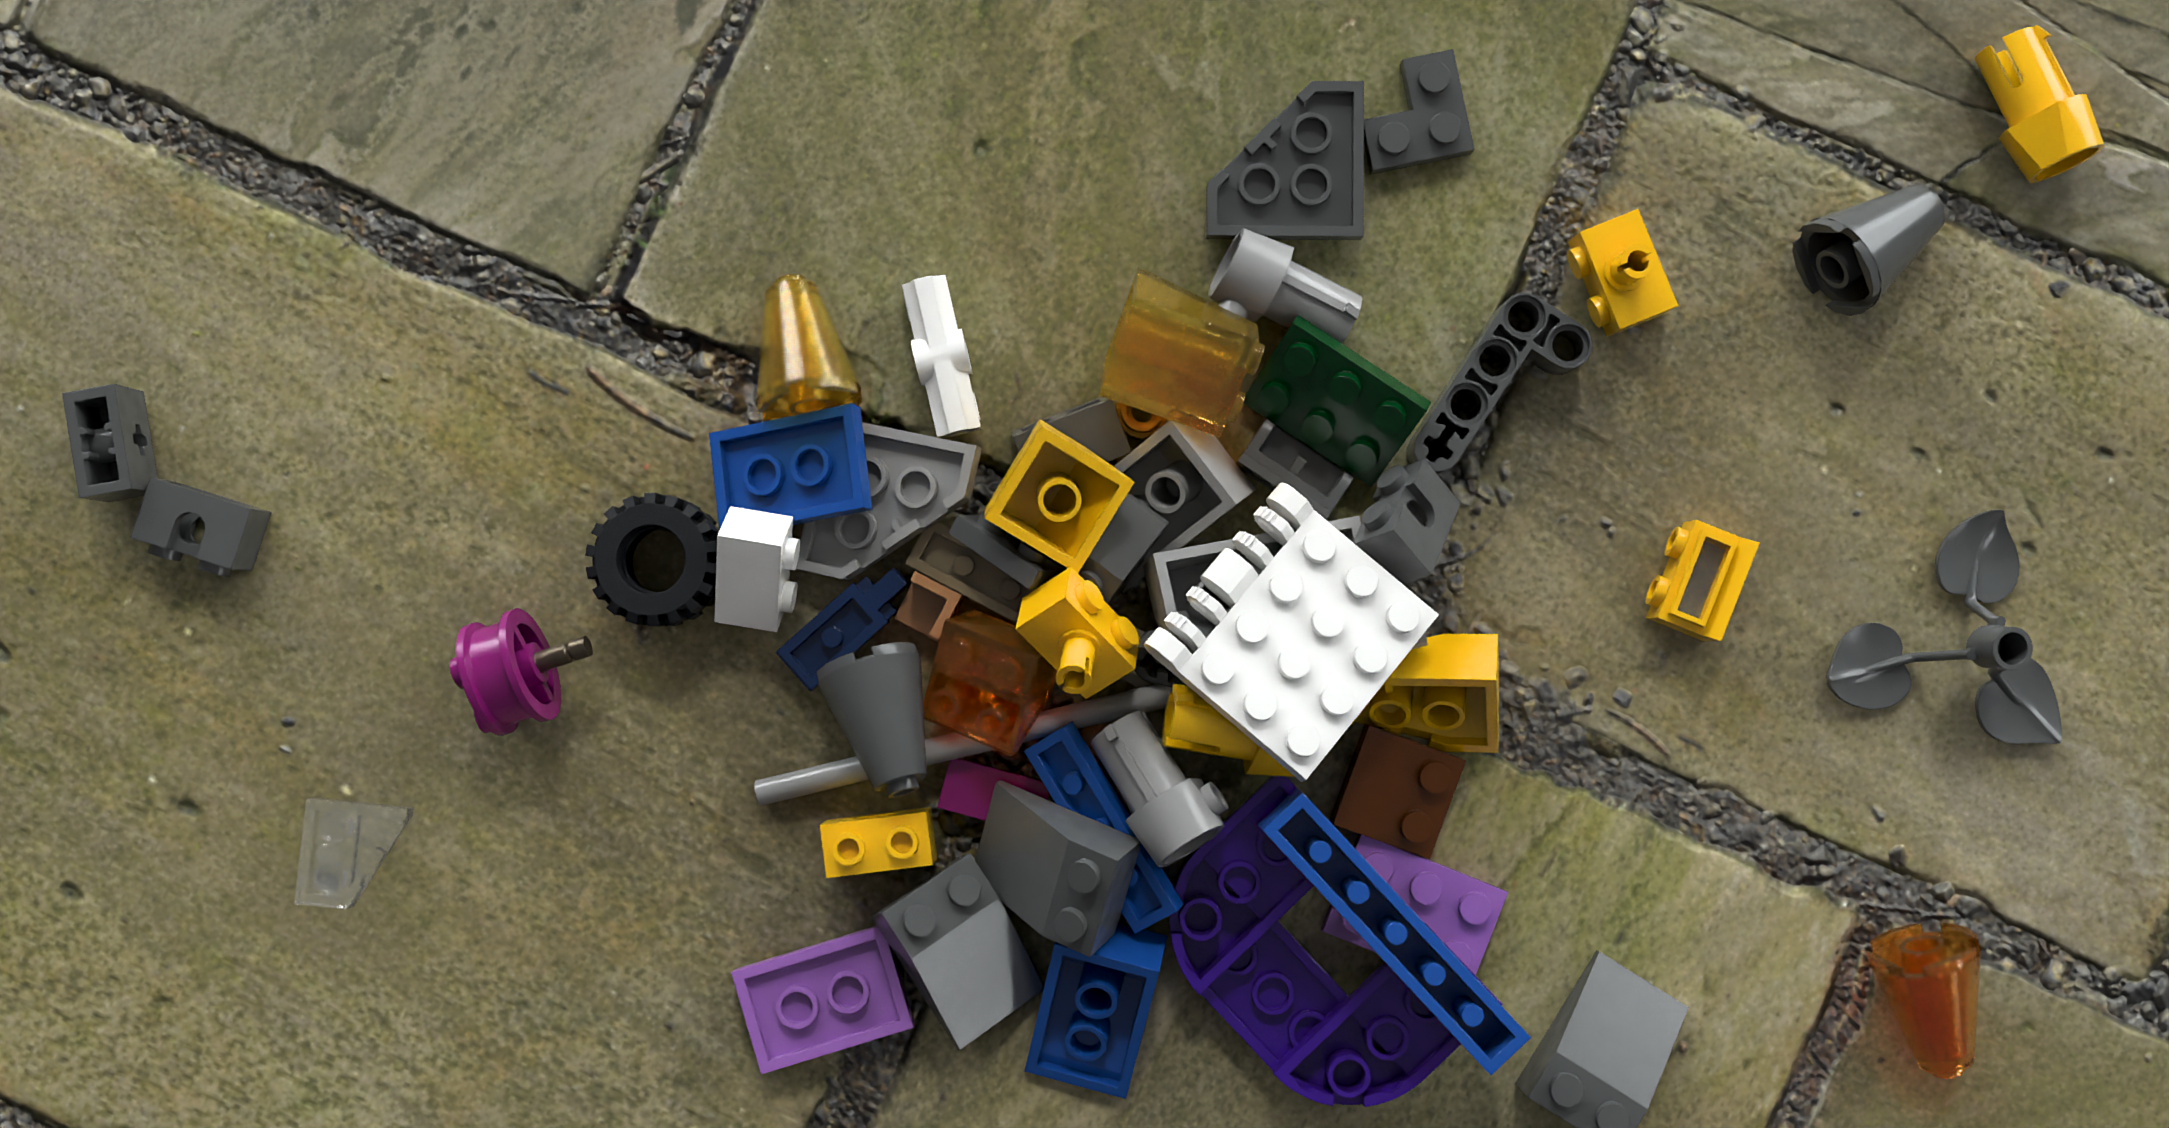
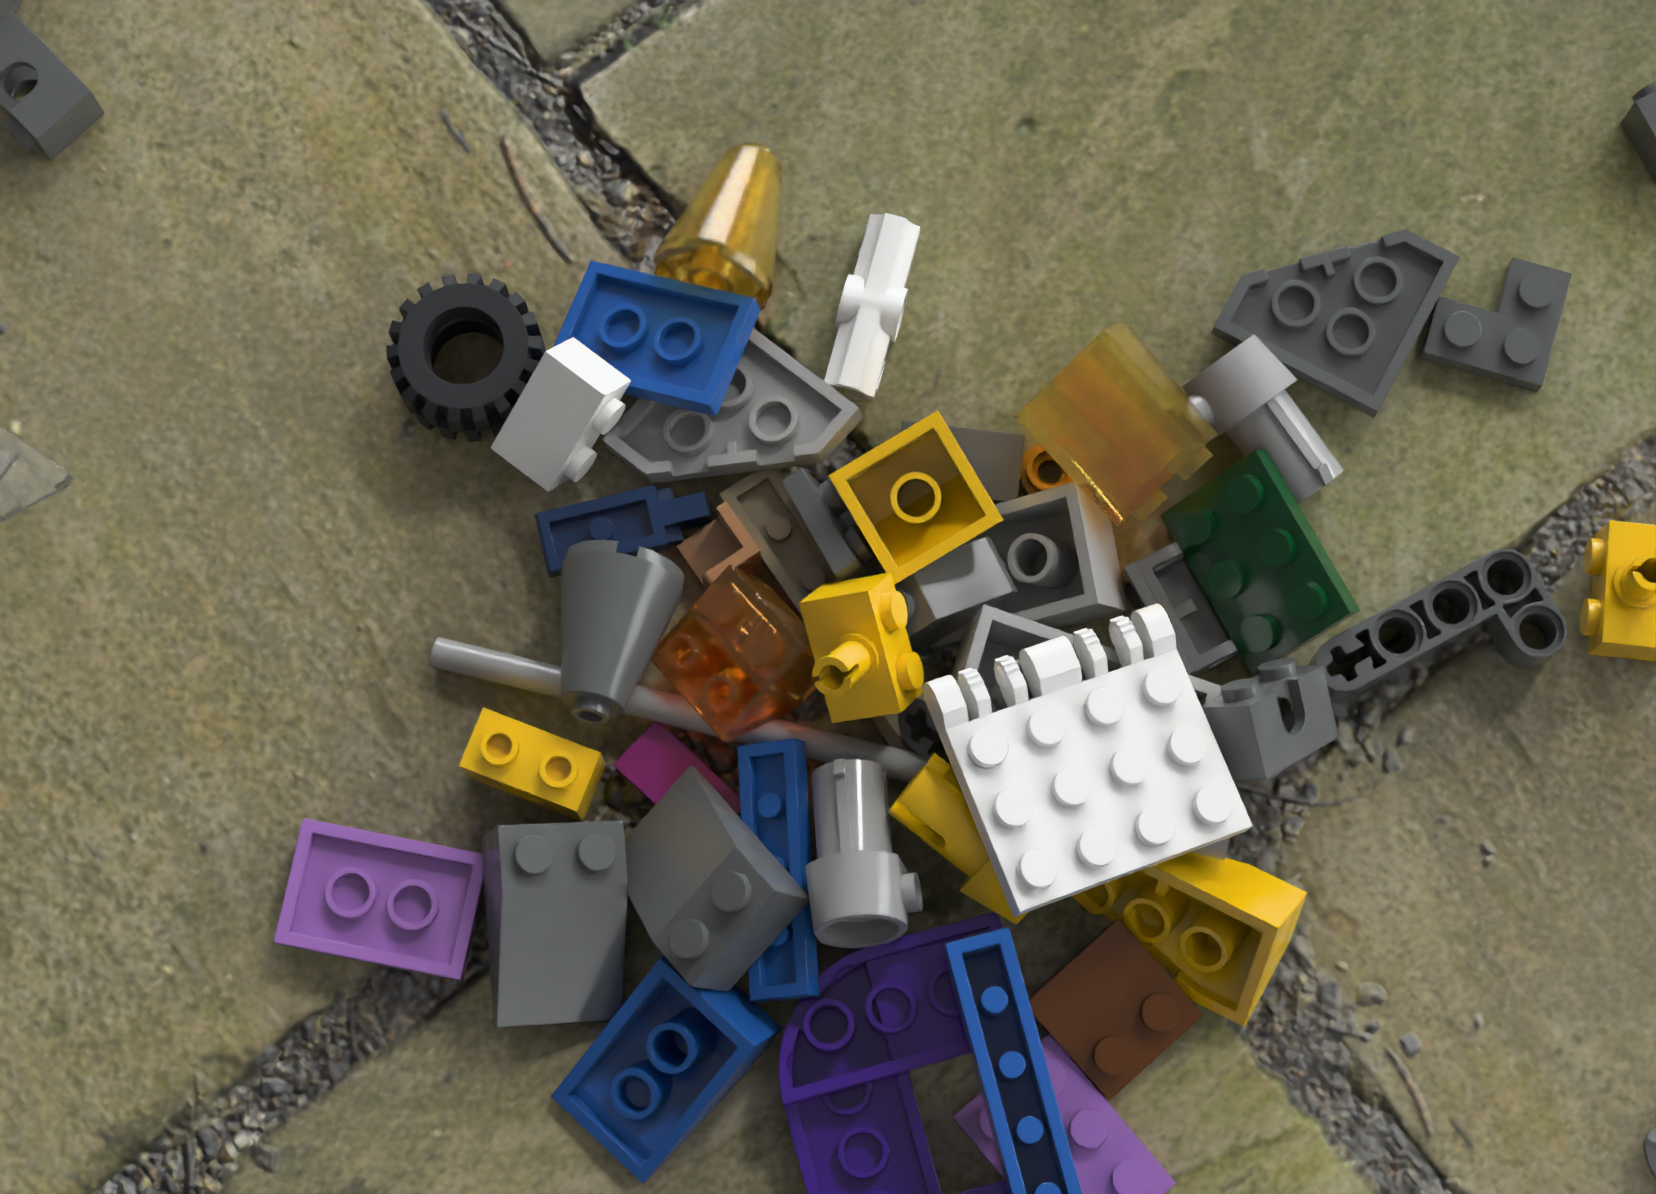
camera: 25 degrees right, 10 degrees down
(512, 671) = (258, 386): magenta wheel -> none
(1700, 580) = (1556, 957): yellow window -> none

